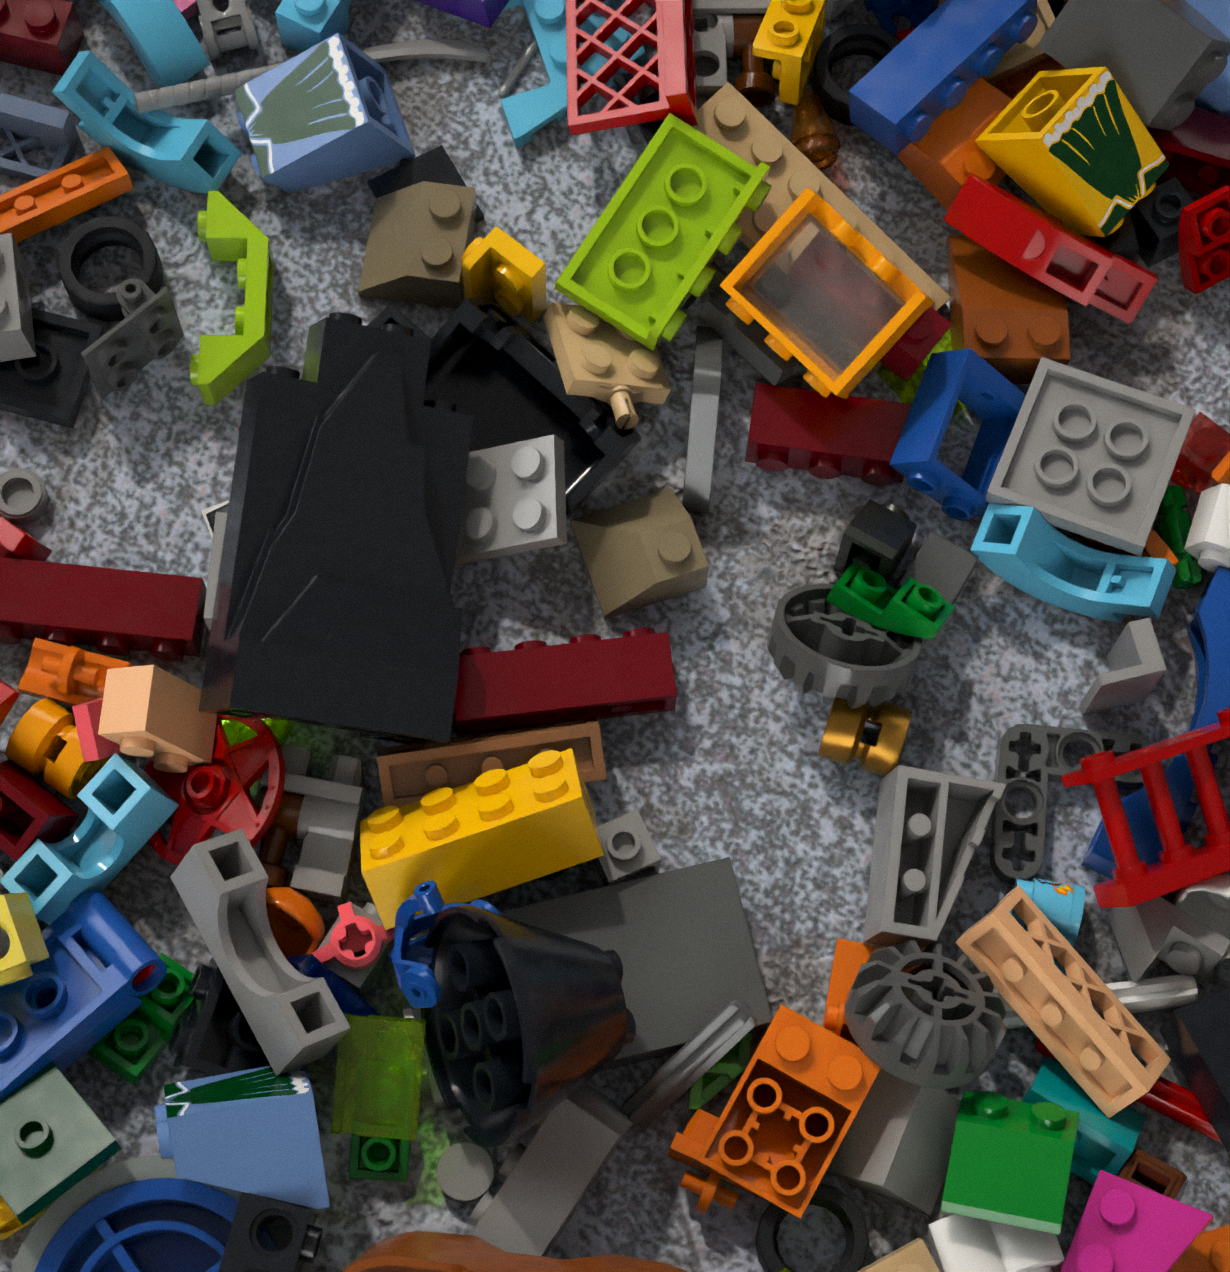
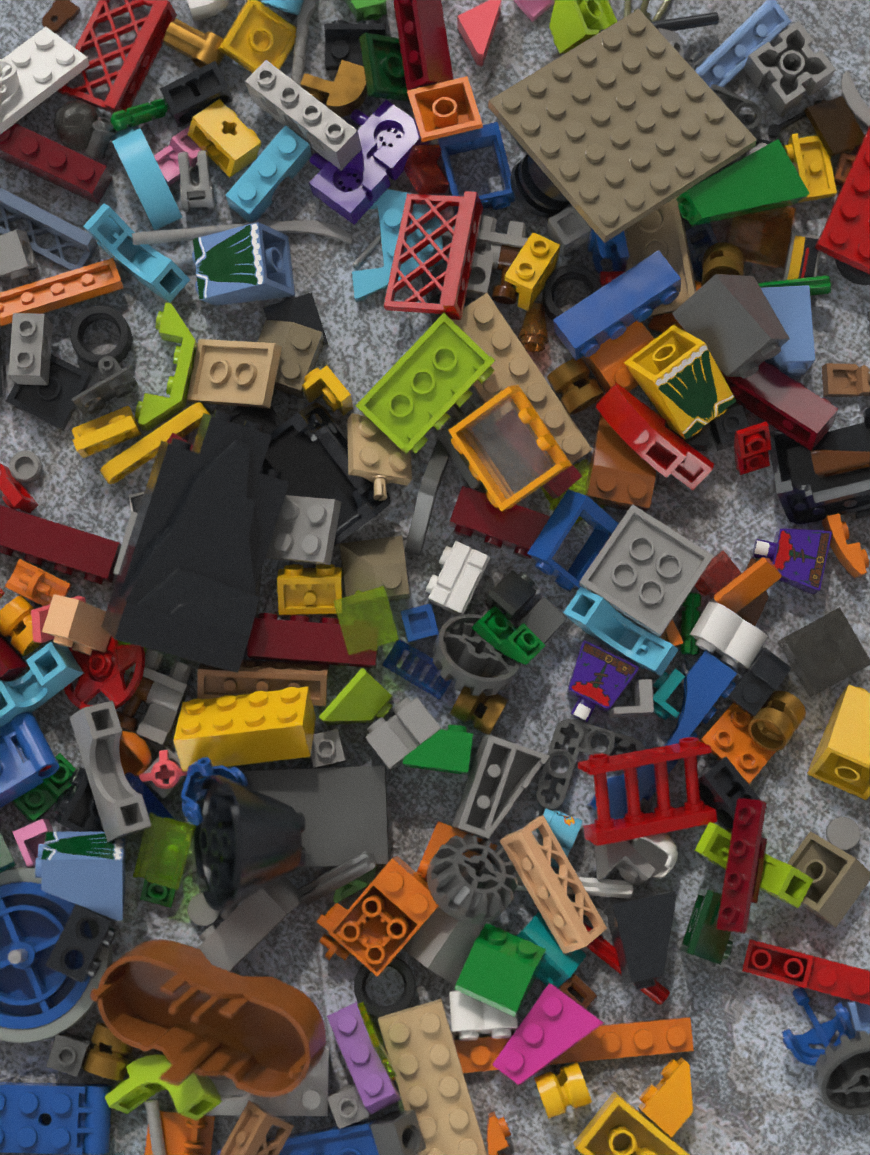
camera: 15 degrees right, 10 degrees up
(135, 1110) = (30, 837): none -> bright pink panel
(146, 414) = (105, 432): none -> yellow bracket
(216, 428) = (147, 447): none -> yellow beam
(344, 269) = (234, 373): none -> tan plate
(538, 600) = (308, 589): none -> yellow bracket
(647, 622) = (366, 620): none -> clear neon green piece
(661, 762) = (358, 702): none -> lime slope
(733, 619) = (419, 623): none -> blue plate
(750, 797) = (402, 732): none -> light grey brick
(781, 534) = (458, 578): none -> white brick
(790, 715) = (395, 654): none -> clear blue slope
(825, 816) = (443, 752): none -> green slope
(894, 197) = (575, 385): none -> pearl gold wheel
(1050, 651) = (597, 680): none -> torso
(1170, 633) = (665, 686): none -> teal bracket

